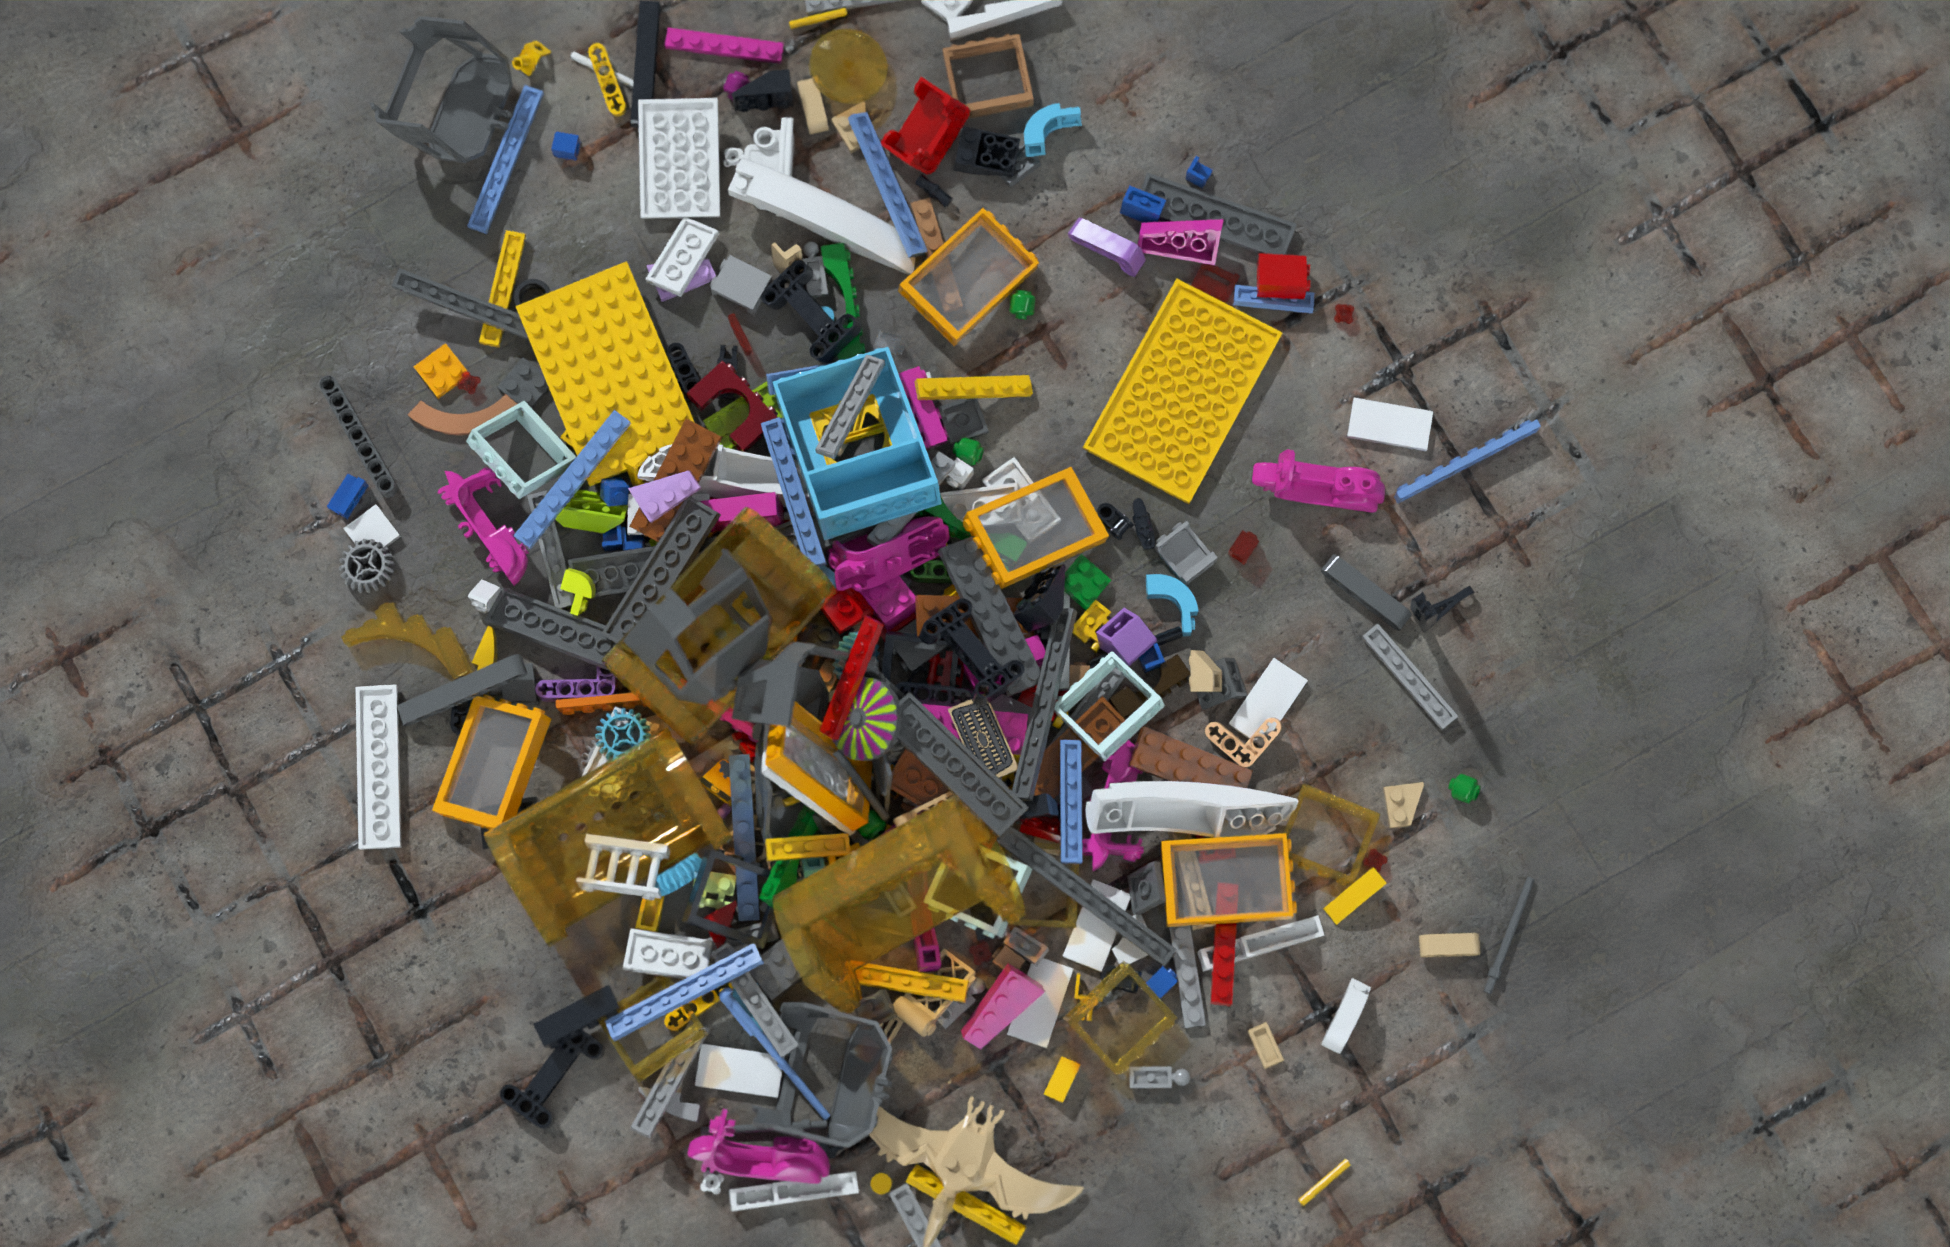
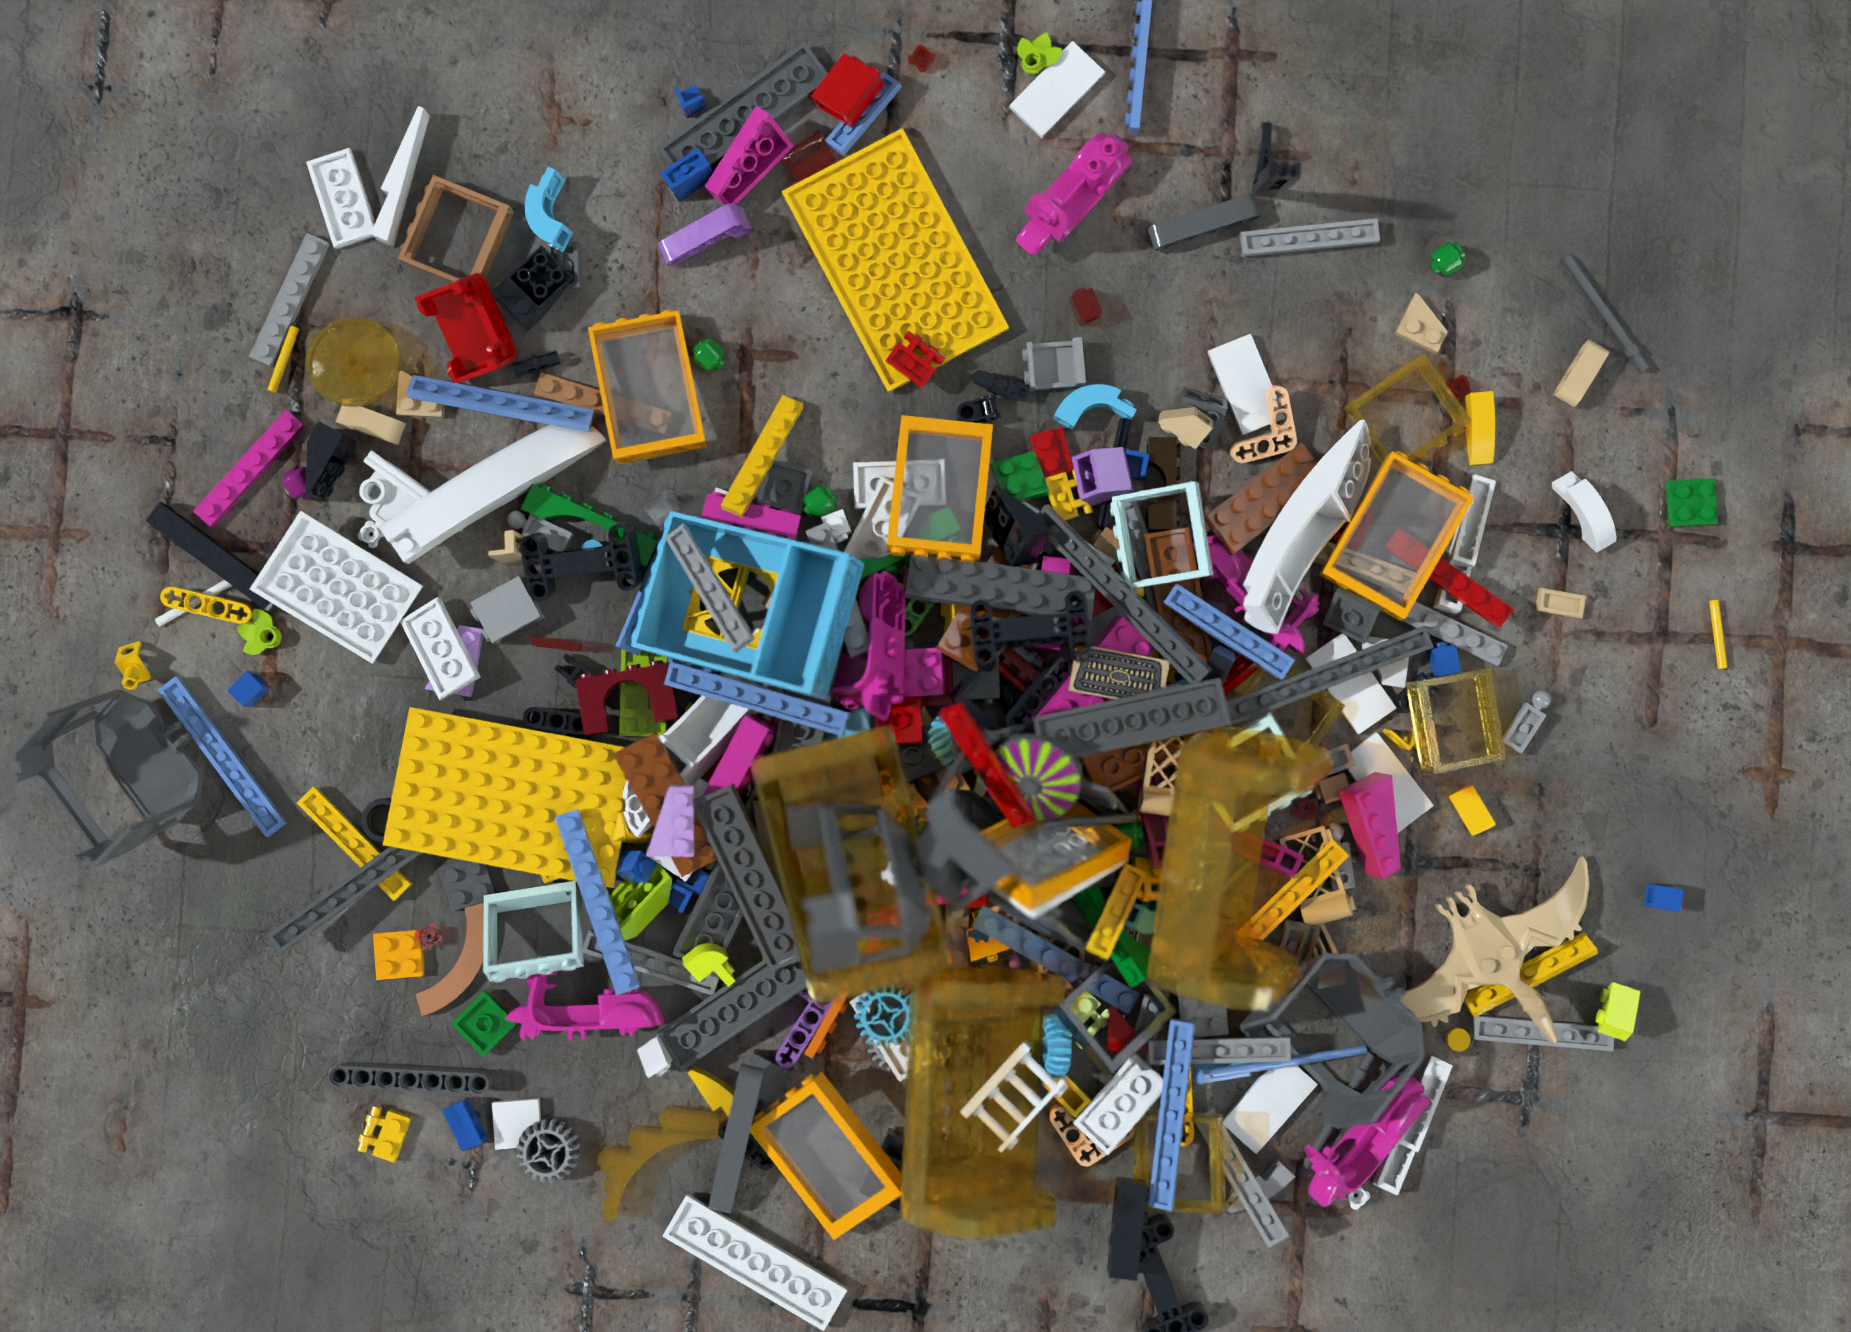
camera: 55 degrees left, 10 degrees up
(305, 450) = (391, 1135): none -> yellow plate
(430, 461) = (483, 1023): none -> green plate
(609, 126) = (257, 631): none -> lime plate
(620, 950) = (1082, 1142): none -> light nougat beam
(1112, 449) = (911, 365): none -> red plate
(1119, 593) = (1052, 452): none -> red plate
(1408, 393) = (1038, 51): none -> lime plate
(1410, 1095) = (1691, 502): none -> green plate

